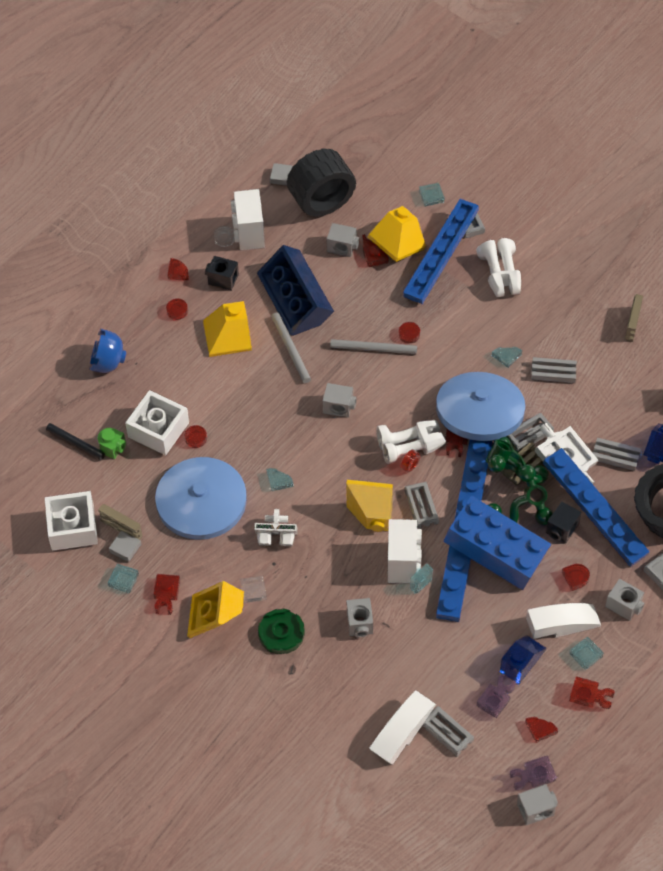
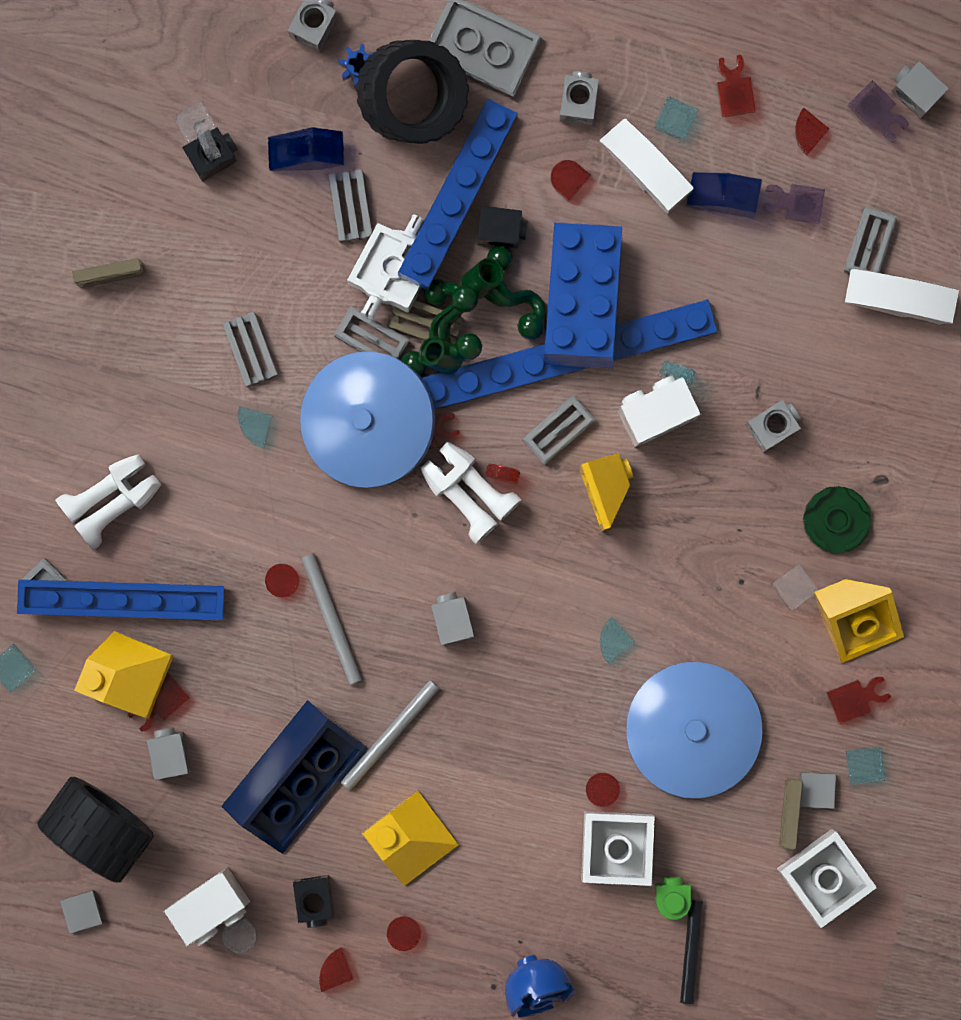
camera: 115 degrees left, 30 degrees up
(265, 530) = (695, 602): white hips -> none

